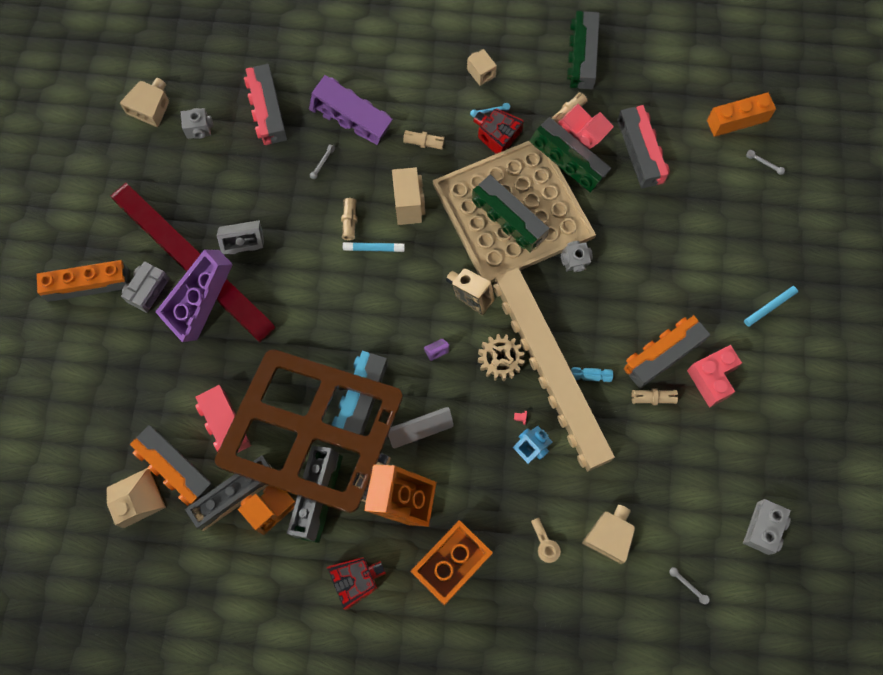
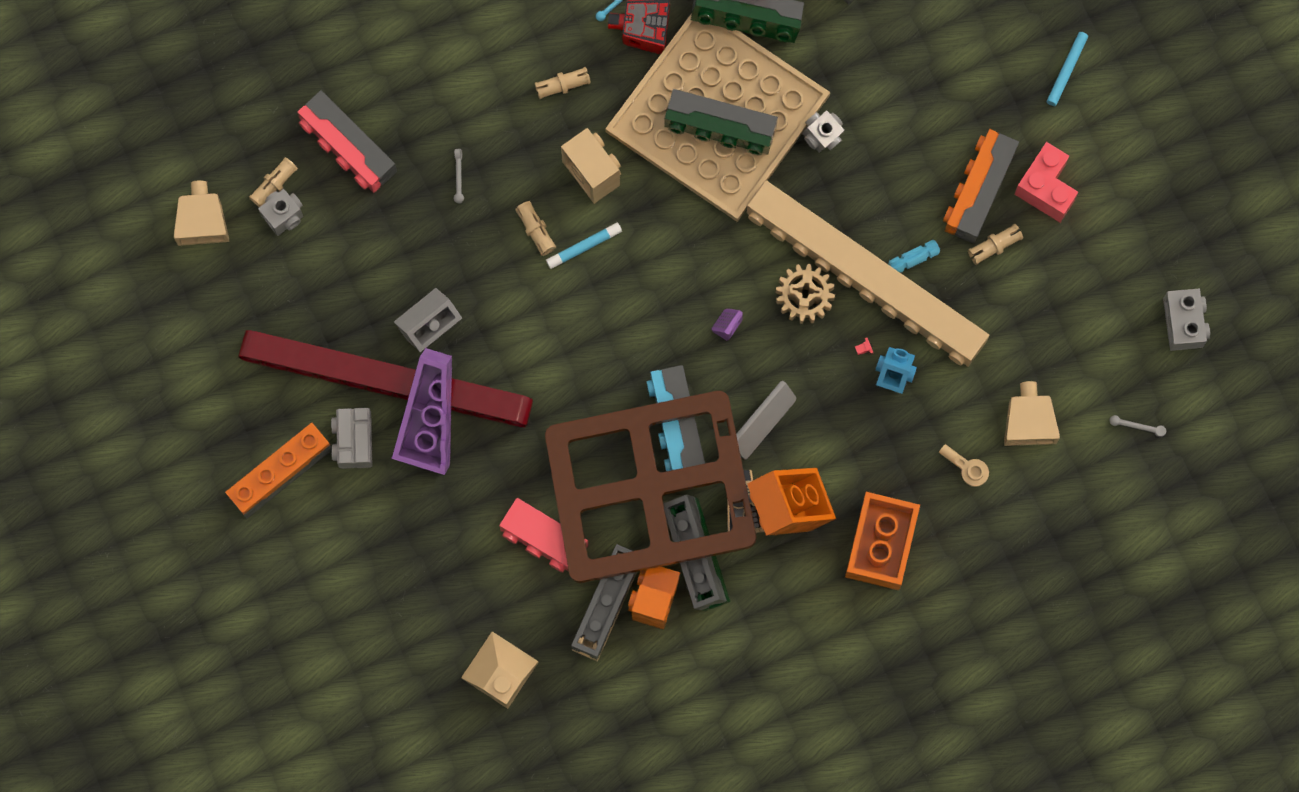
camera: 30 degrees left, 5 degrees up
(172, 465) = (520, 613): piece -> none
(209, 104) = (273, 182): none -> tan pin
(349, 110) = (455, 95): medium lavender wedge -> none
(355, 580) = (791, 616): torso -> none
(472, 290) = (728, 234): tan torso -> none

